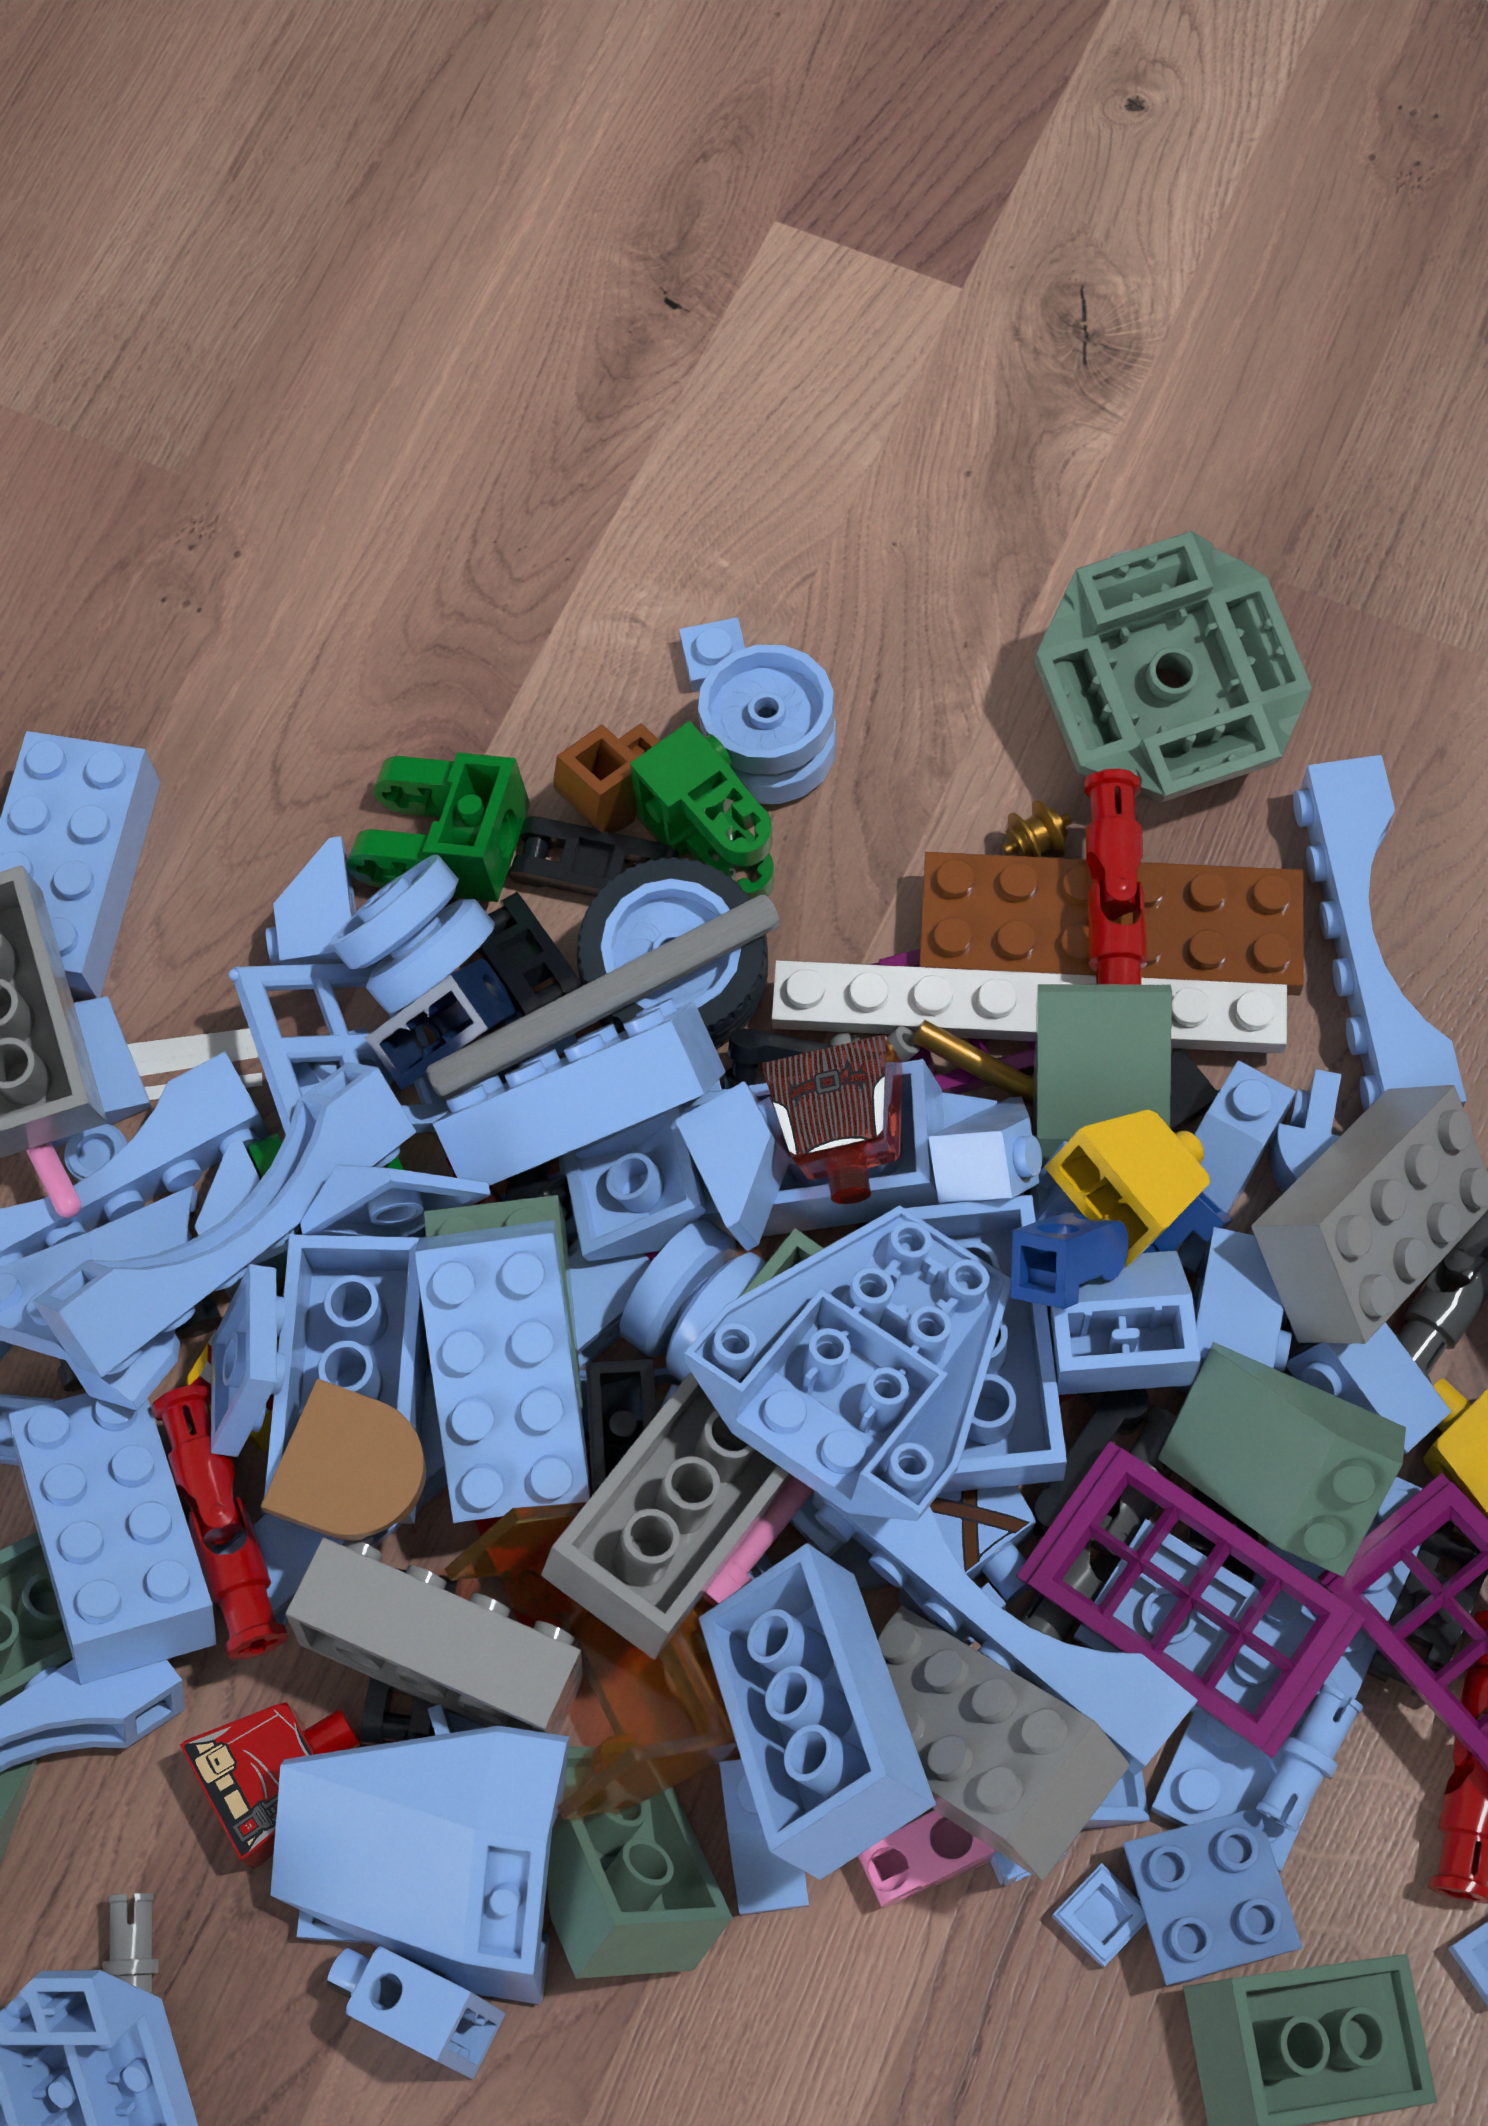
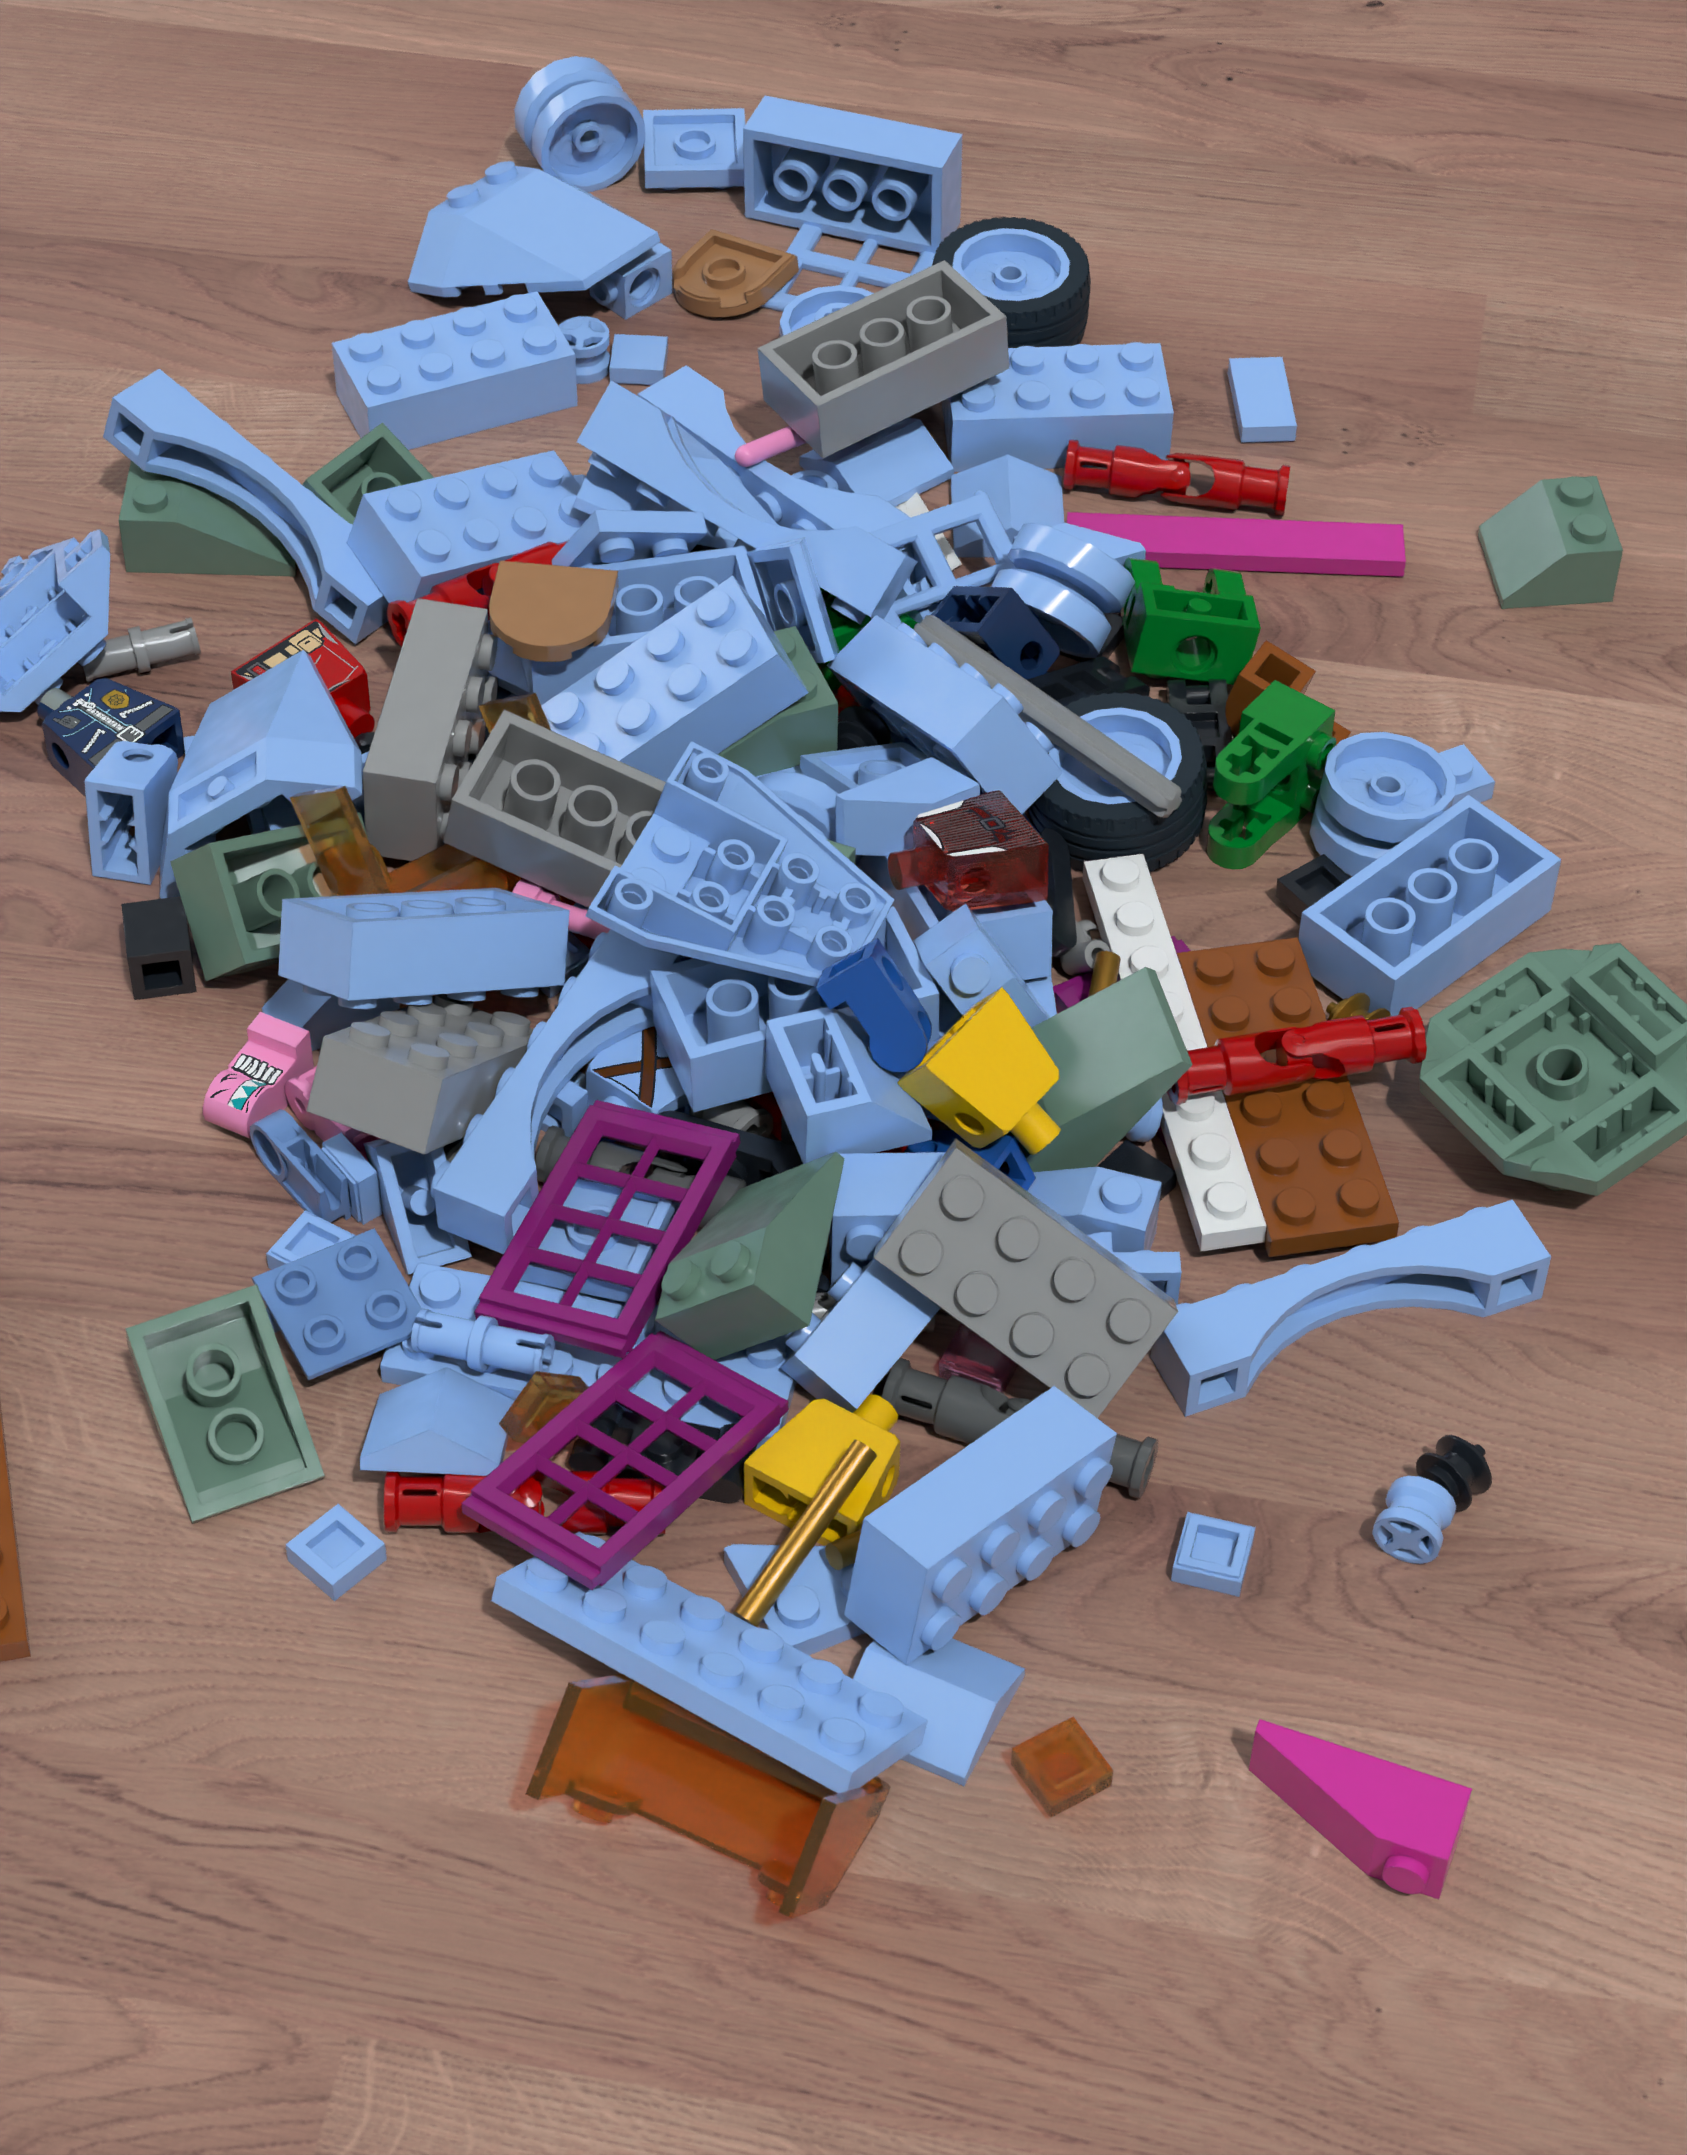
camera: 70 degrees right, 20 degrees down
(100, 663) = (1262, 399): none -> light blue tile
(183, 957) = (1018, 494): none -> light blue slope
(194, 803) = (1139, 473): none -> red piece
(278, 2030) = (86, 726): none -> dark blue torso
(316, 751) = (1258, 543): none -> dark pink tile
(427, 462) = (1553, 546): none -> sand green slope
(634, 2016) = (158, 948): none -> black brick
(847, 816) = (1309, 884): none -> black plate
(864, 1935) = (258, 1075): none -> bright pink leg
(921, 727) = (1429, 909): none -> light blue brick
(996, 1910) = (301, 1166): none -> medium blue piece
(1388, 1827) = (437, 1427): none -> light blue slope
(1389, 1710) = (539, 1403): none -> clear orange plate

